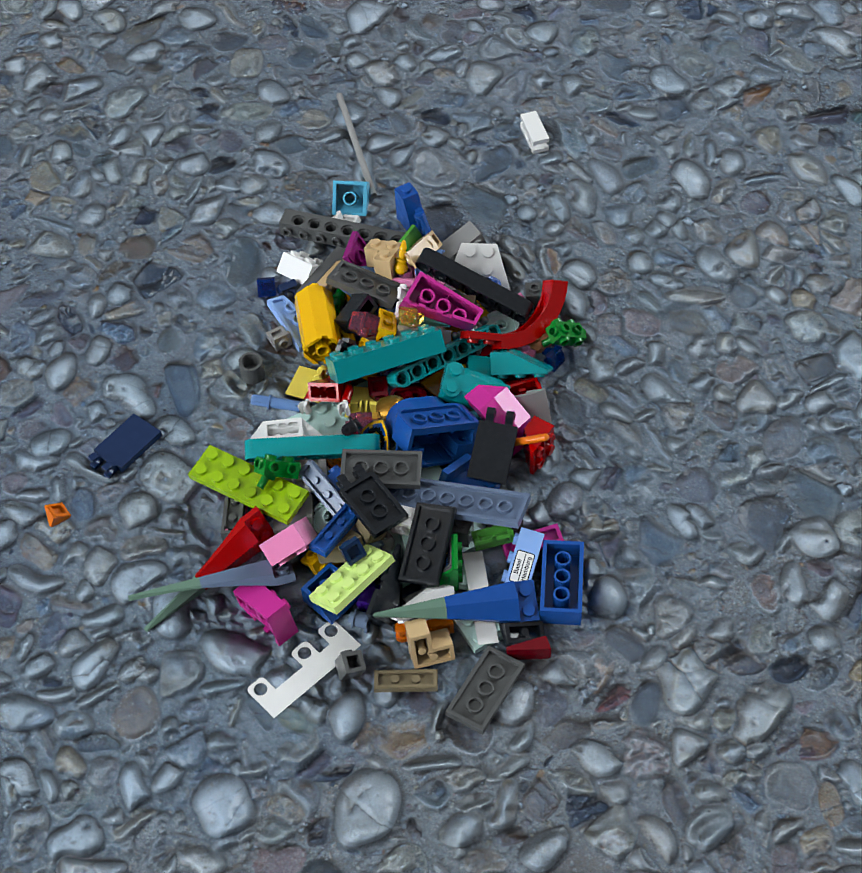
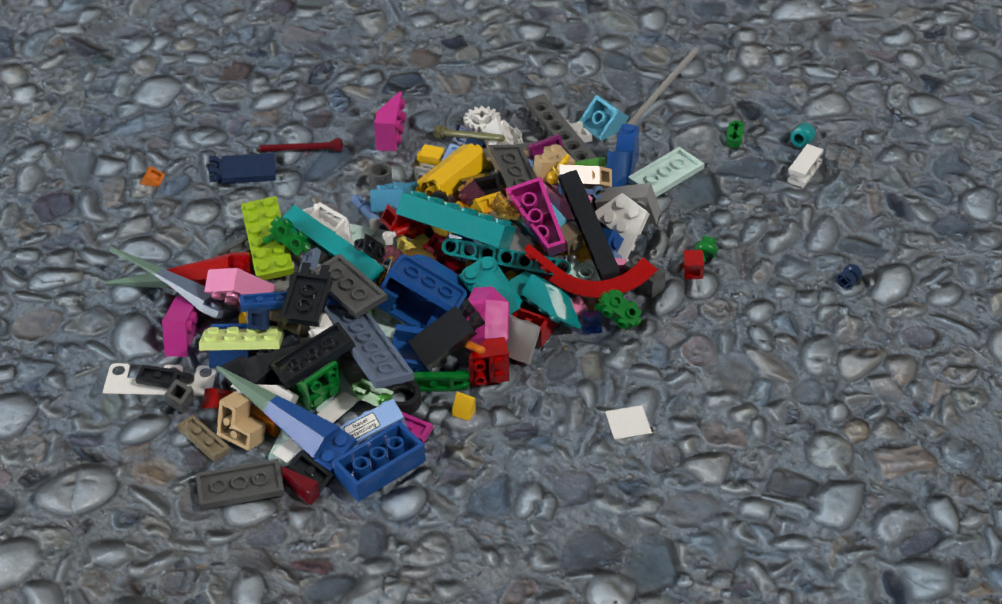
camera: 45 degrees right, 10 degrees down
(174, 369) = (335, 145): none -> dark red piece
(205, 319) = (390, 124): none -> dark pink slope
(245, 295) = (442, 132): none -> olive piece
(262, 263) = (479, 118): none -> white gear
(265, 321) = (430, 155): none -> yellow brick
(289, 372) = (389, 194): none -> dark azure slope
(310, 663) = (161, 376): none -> black hinge
(377, 642) = (212, 397): none -> red panel
(449, 206) = (667, 171): none -> light aqua plate
(451, 140) = (738, 134): none -> green beam
(503, 110) = (802, 135): none -> teal head
(523, 480) = (442, 381): none -> green hinge
(555, 243) = (708, 246): none -> green animal
(555, 492) = (464, 406): none -> yellow slope
(561, 261) = (693, 264): none -> red panel
(666, 196) = (848, 277): none -> dark blue wheel
(667, 410) = (628, 422): none -> white sticker

